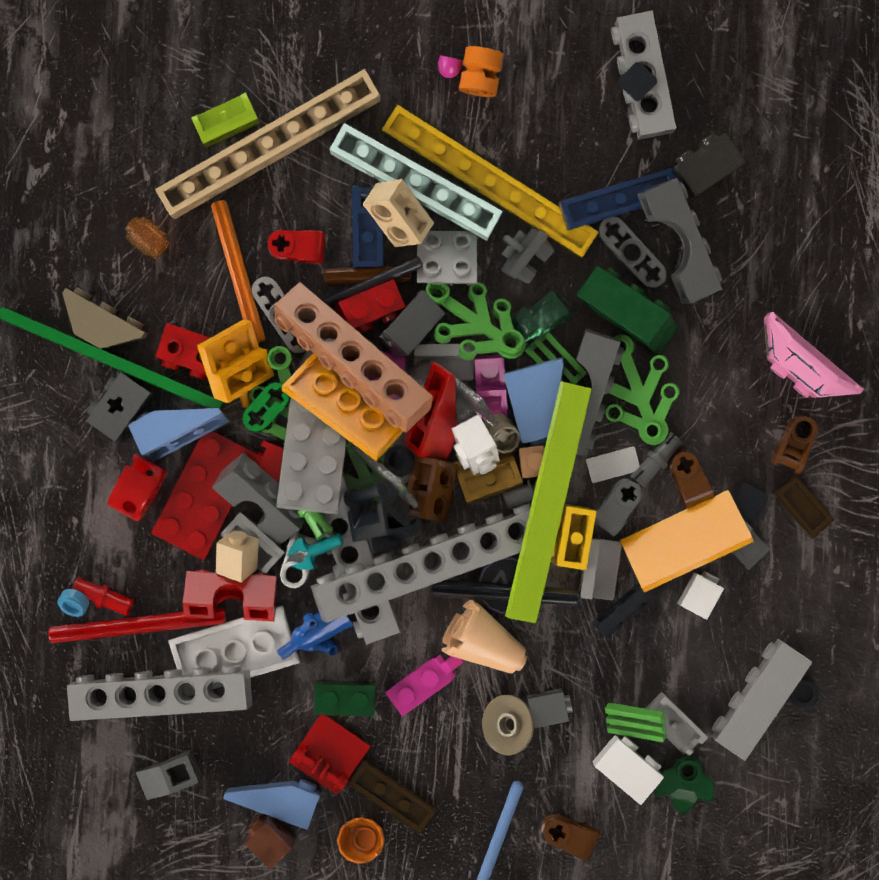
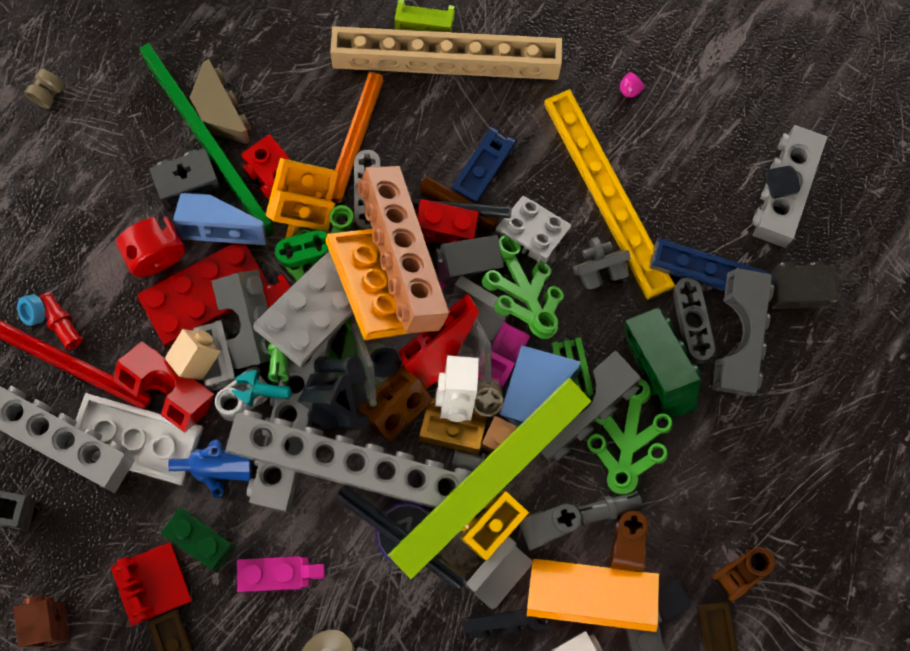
camera: 30 degrees right, 15 degrees down
(147, 237) = (301, 65): clear orange brick -> none
(285, 801) = (82, 601): medium blue slope -> none
(304, 247) = (420, 145): red piece -> none
(398, 213) = (517, 163): tan brick -> none
(426, 186) = (547, 152): light aqua brick -> none
(481, 70) = (653, 103): orange wheel -> none
(483, 640) = (354, 569): light nougat cone -> none
(541, 318) = (582, 325): clear green slope -> none
(613, 464) = (567, 489): white sticker -> none
(803, 363) = (792, 506): bright pink wedge -> none

